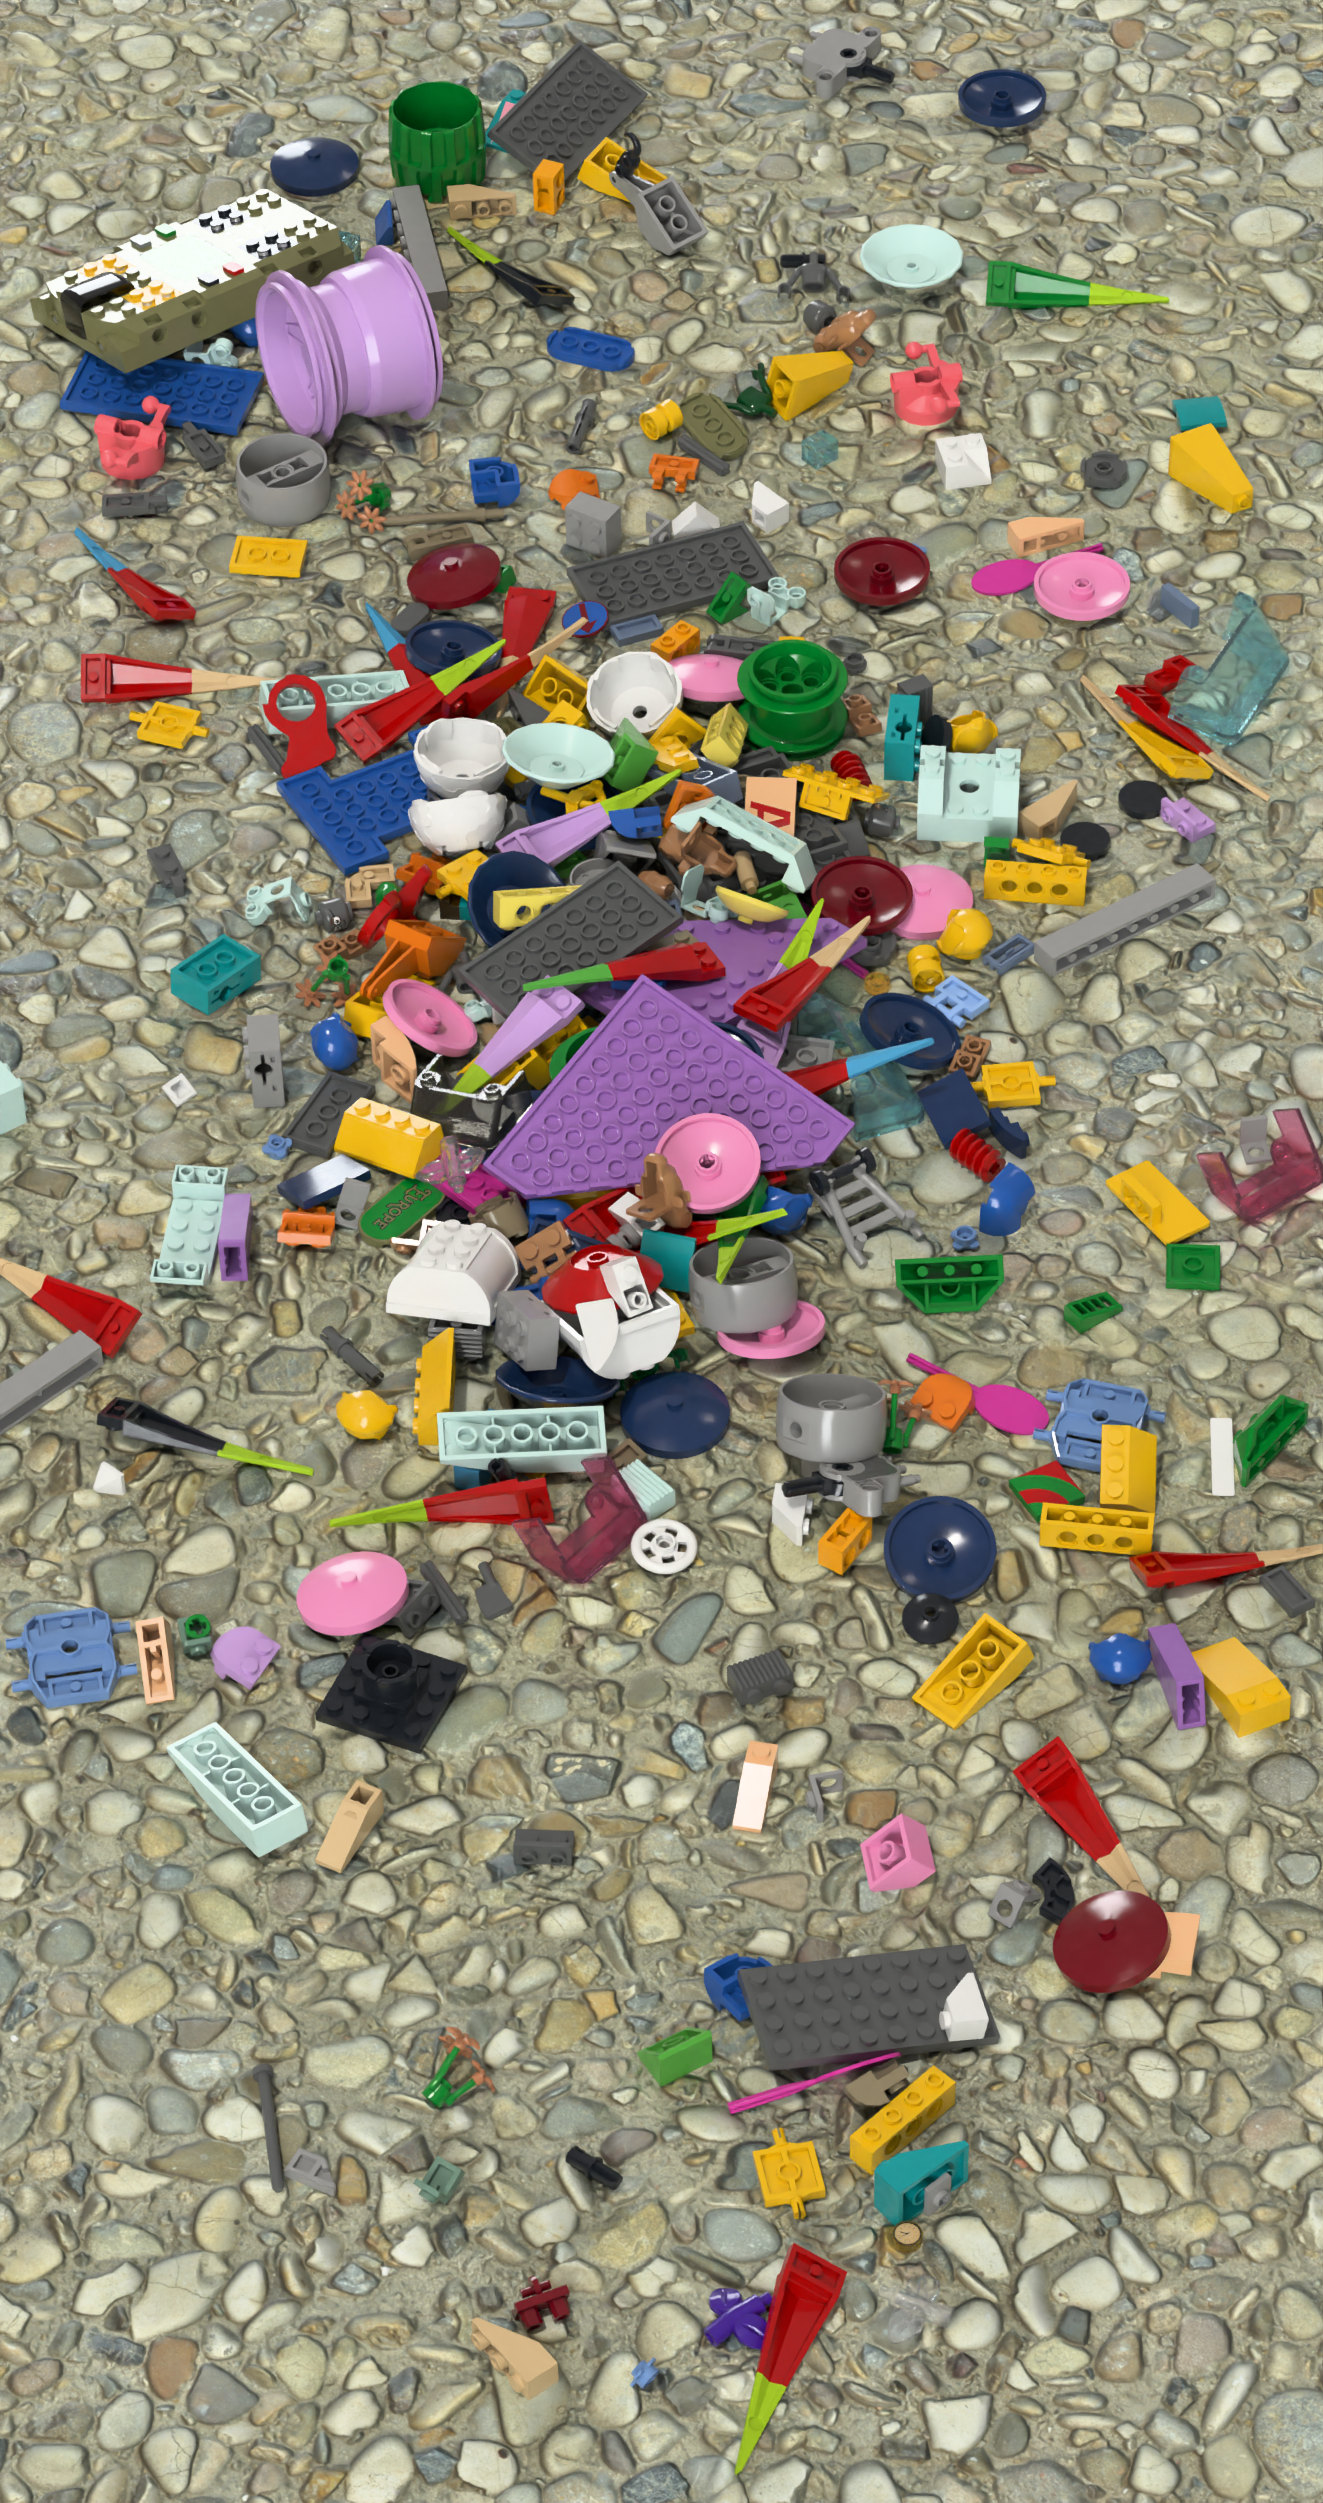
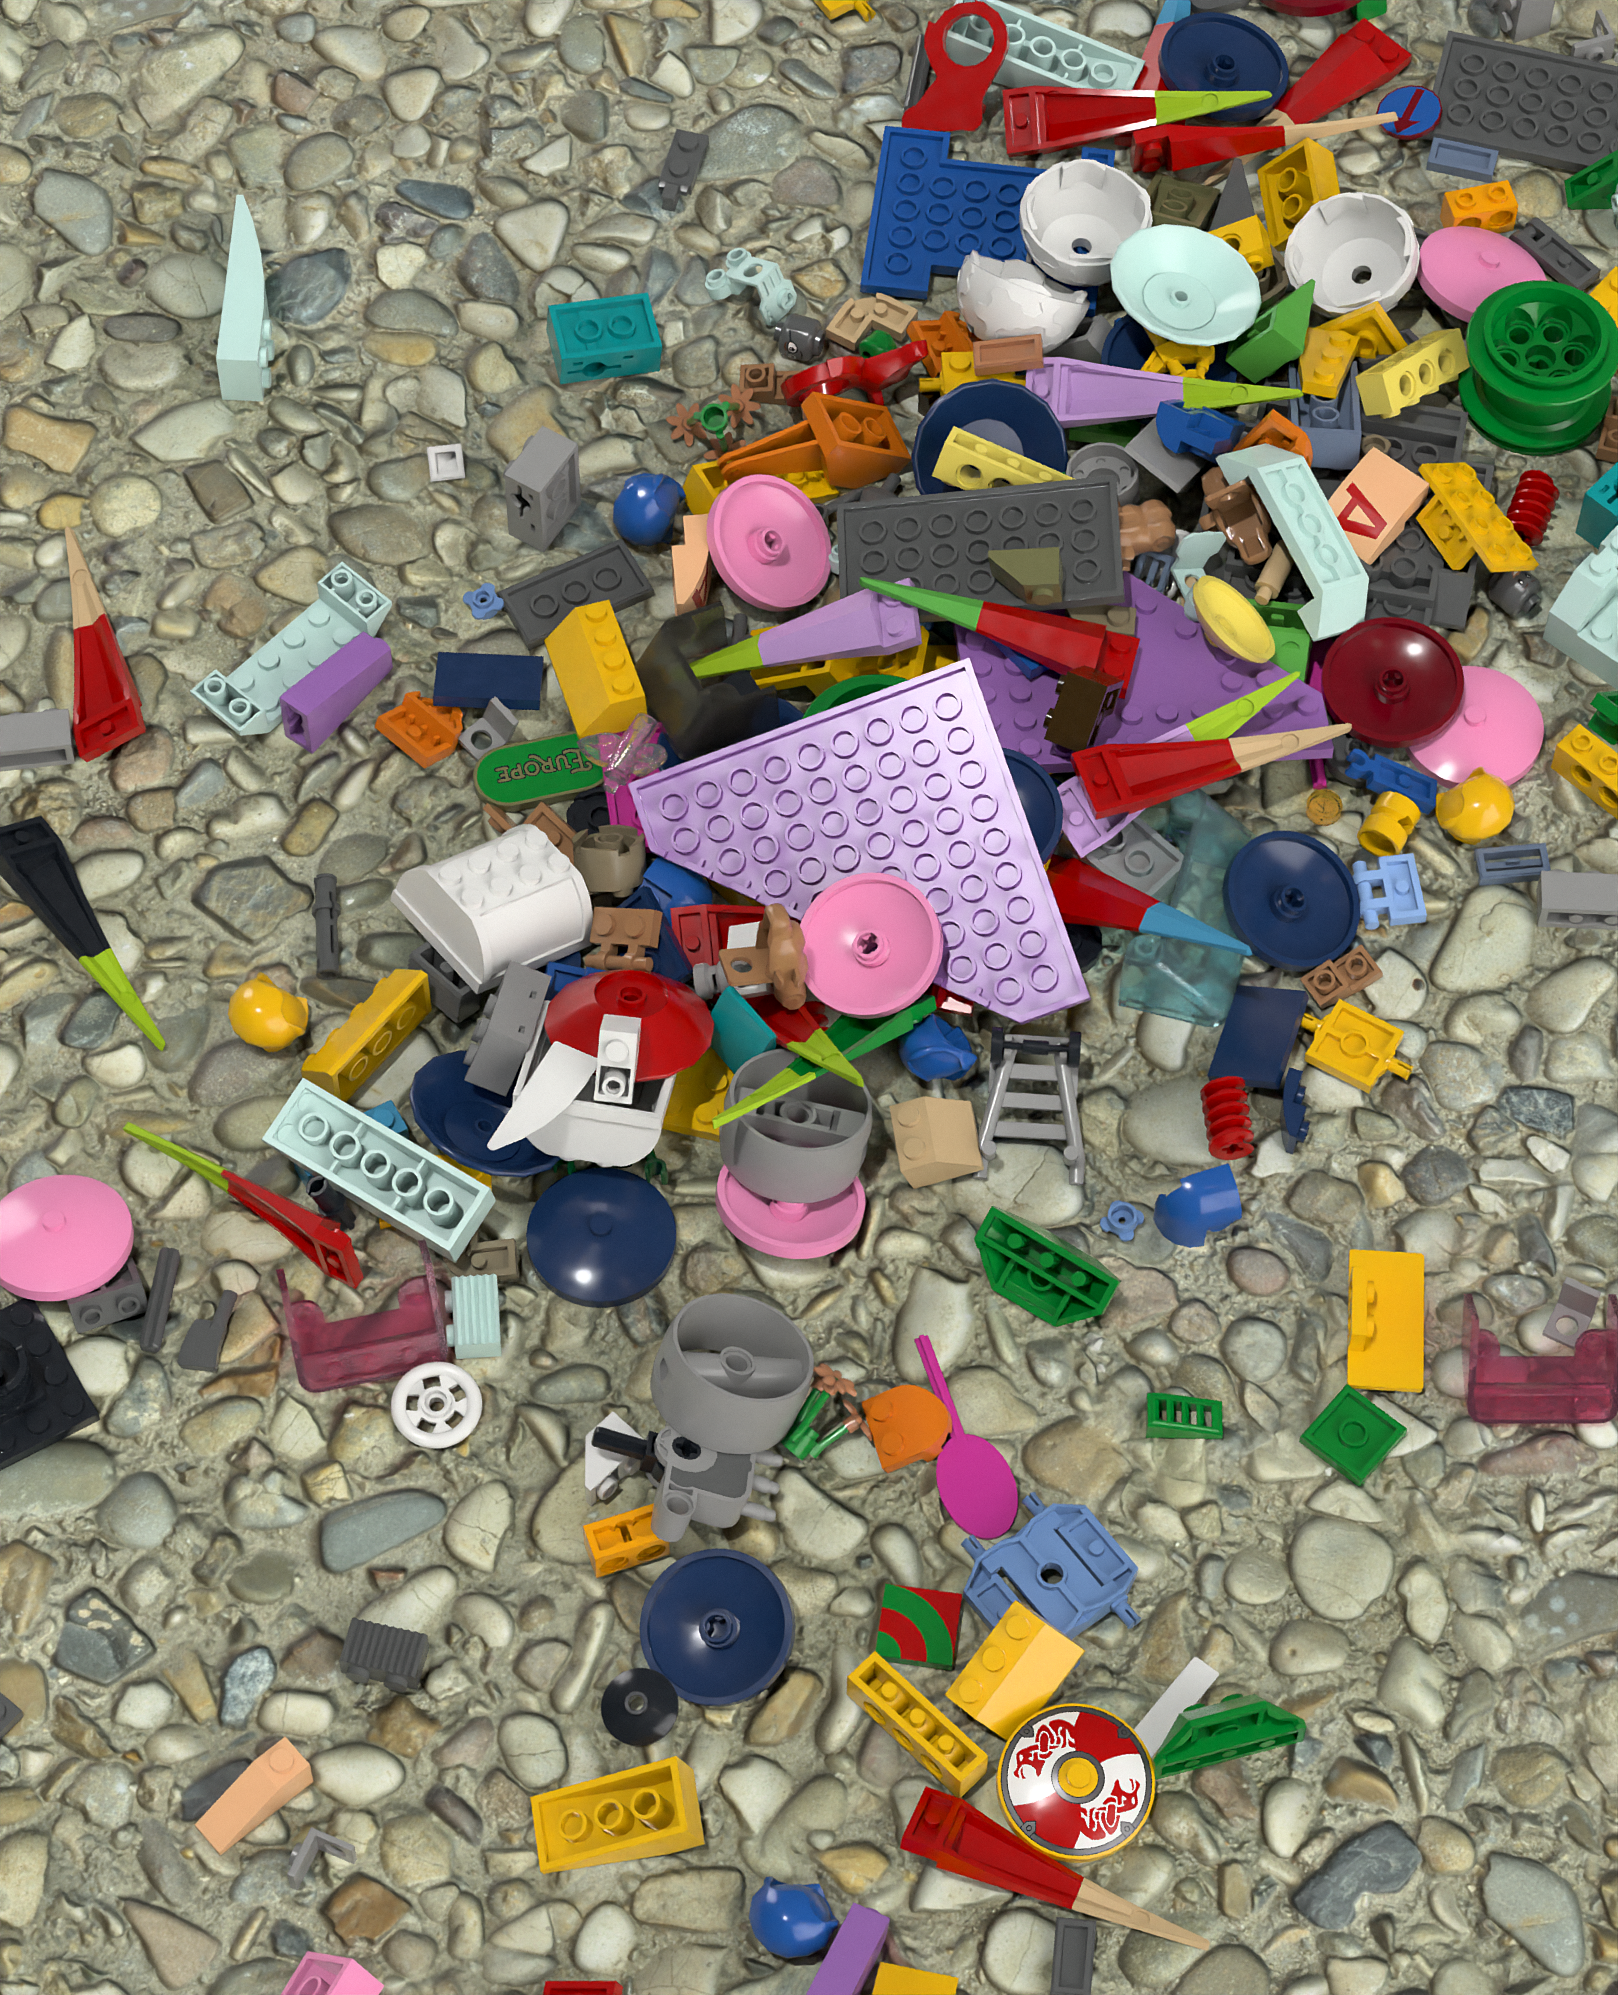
camera: 35 degrees right, 15 degrees up
(483, 846) = (1008, 354): none -> nougat tile
(618, 933) = (1030, 573): none -> olive slope
(715, 980) = (1082, 704): none -> dark brown brick
(824, 1256) = (935, 1139): none -> tan slope
(903, 943) = (1387, 775): none -> blue plate
(1207, 1508) = (1075, 1782): none -> dish

